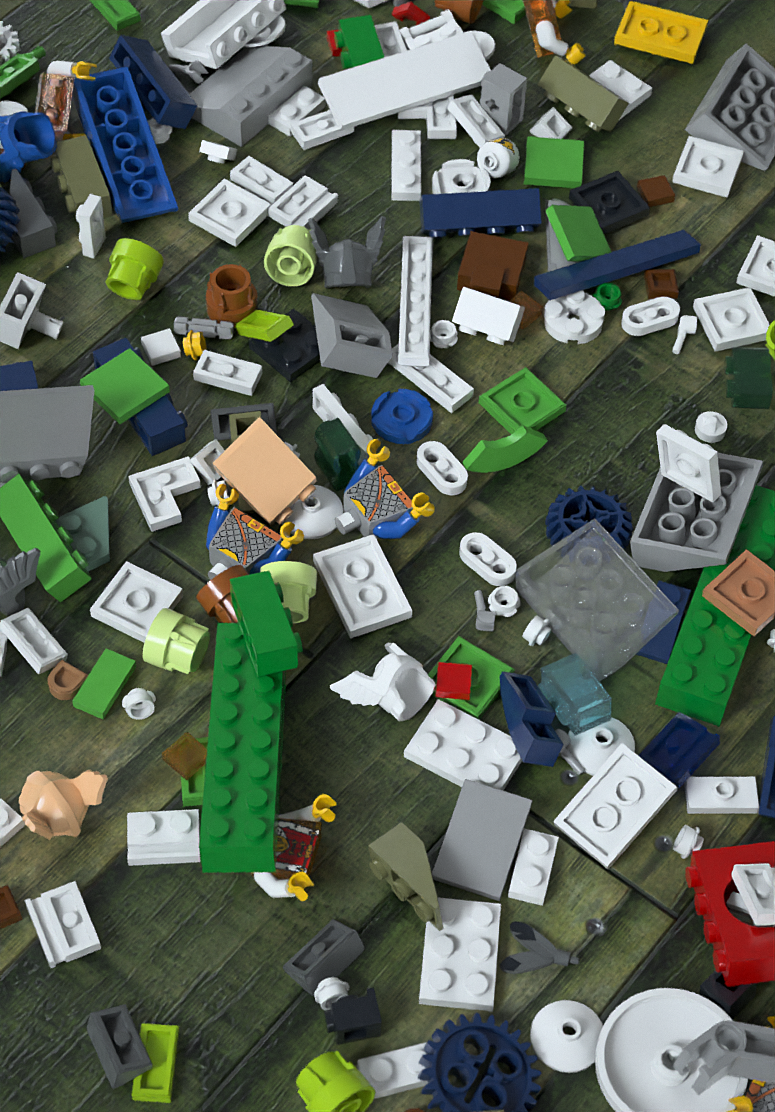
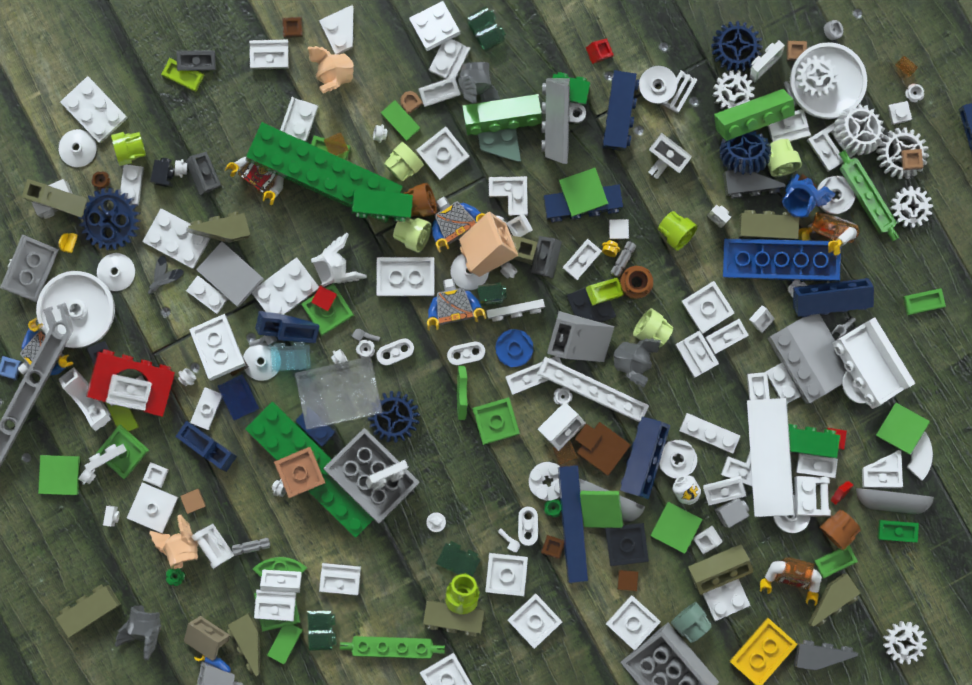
camera: 115 degrees right, 30 degrees up
(669, 103) = (692, 622): none -> sand green piece

